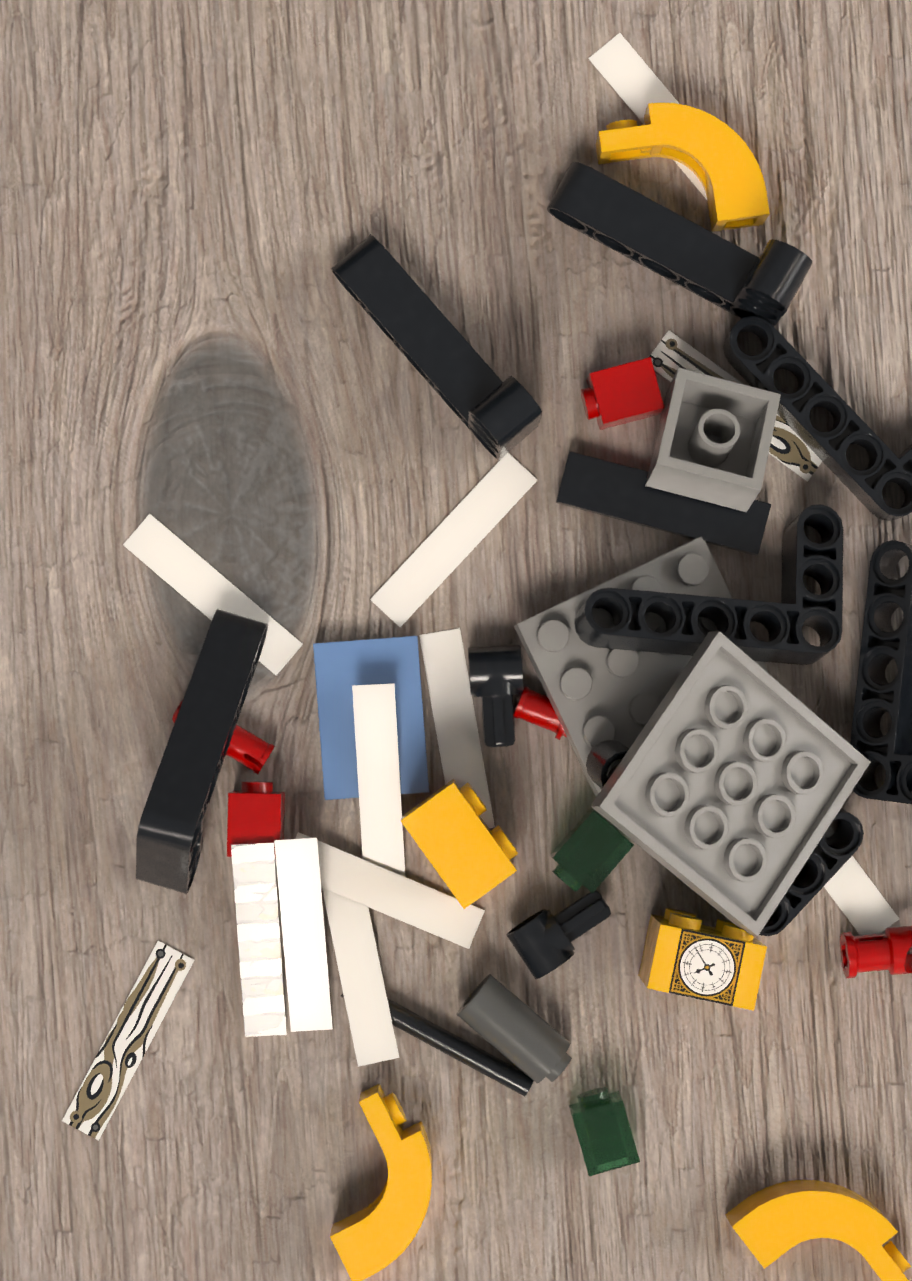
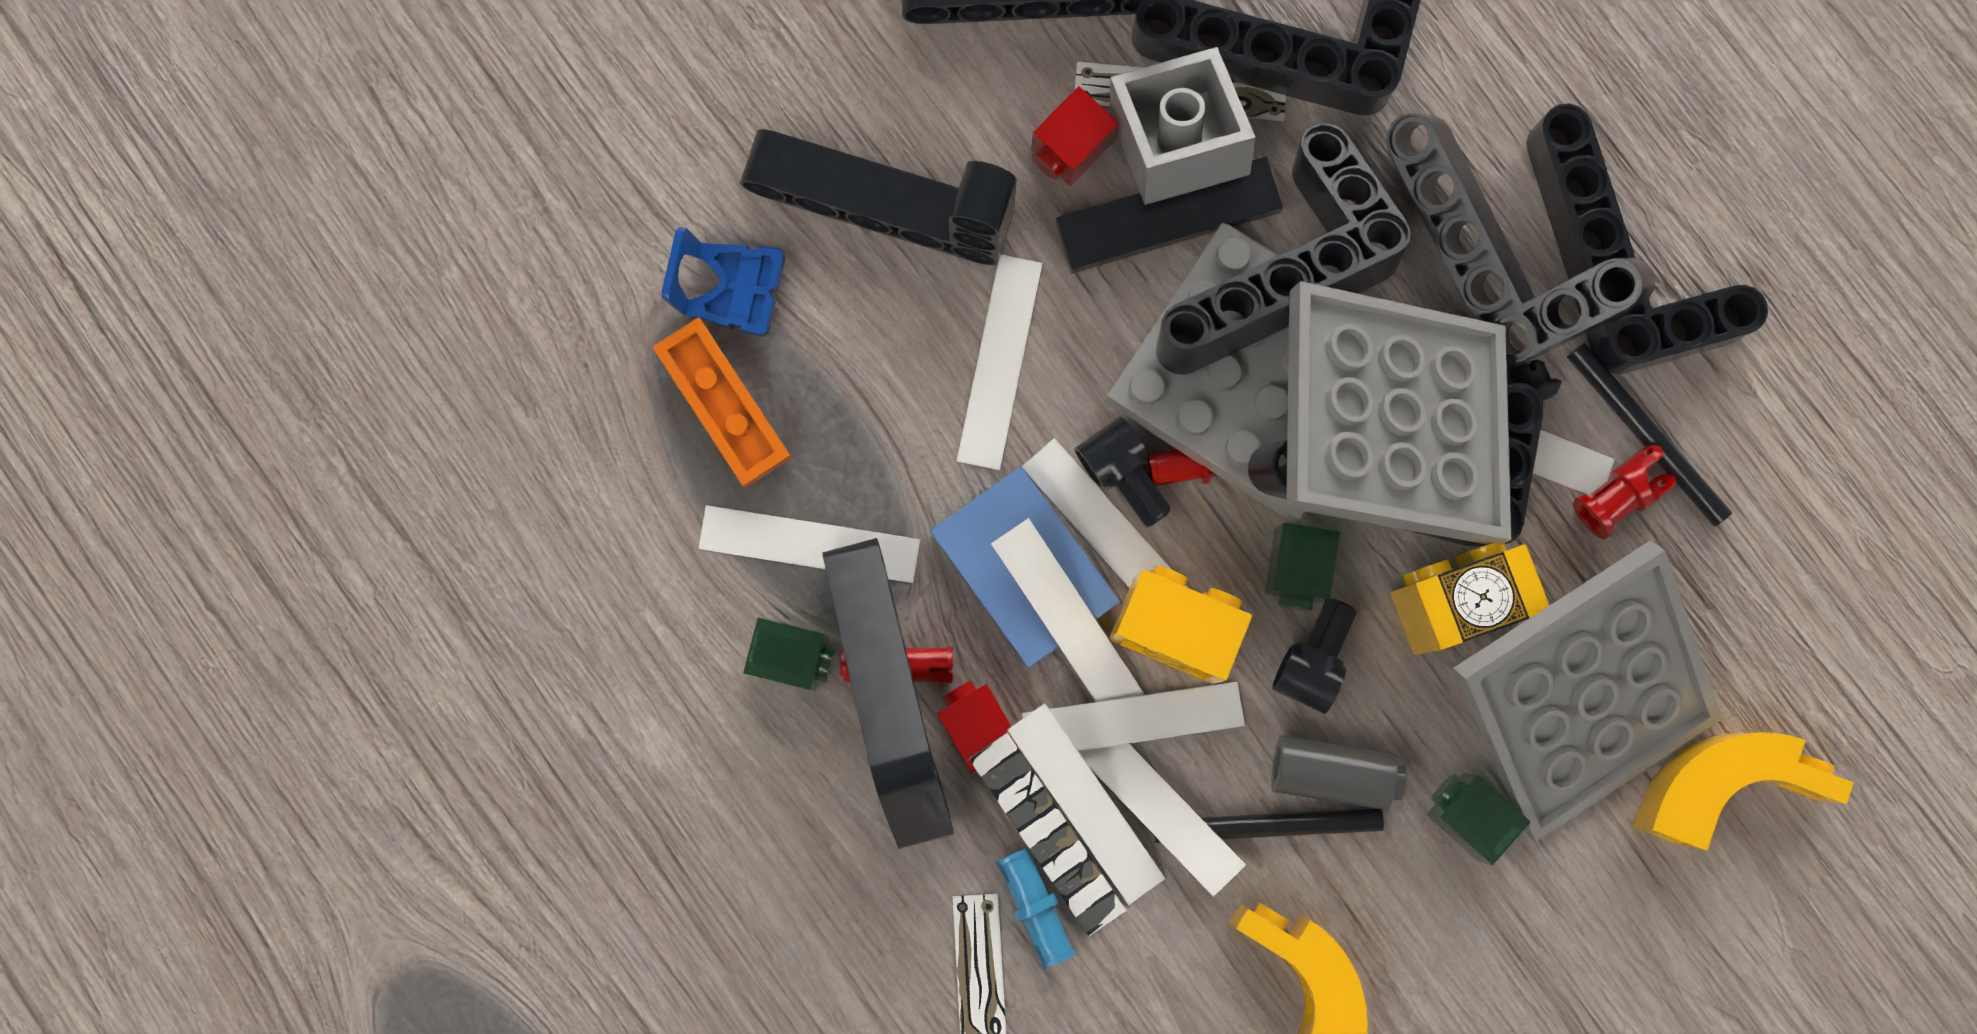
camera: 30 degrees left, 5 degrees down
(141, 675) = (789, 655): none -> clear green brick
(210, 440) = (722, 403): none -> orange plate
(215, 990) = (1035, 908): none -> dark azure pin
(285, 355) = (744, 288): none -> blue piece
(749, 1091) = (1590, 690): none -> light grey plate
(874, 819) = (1538, 377): none -> black piece

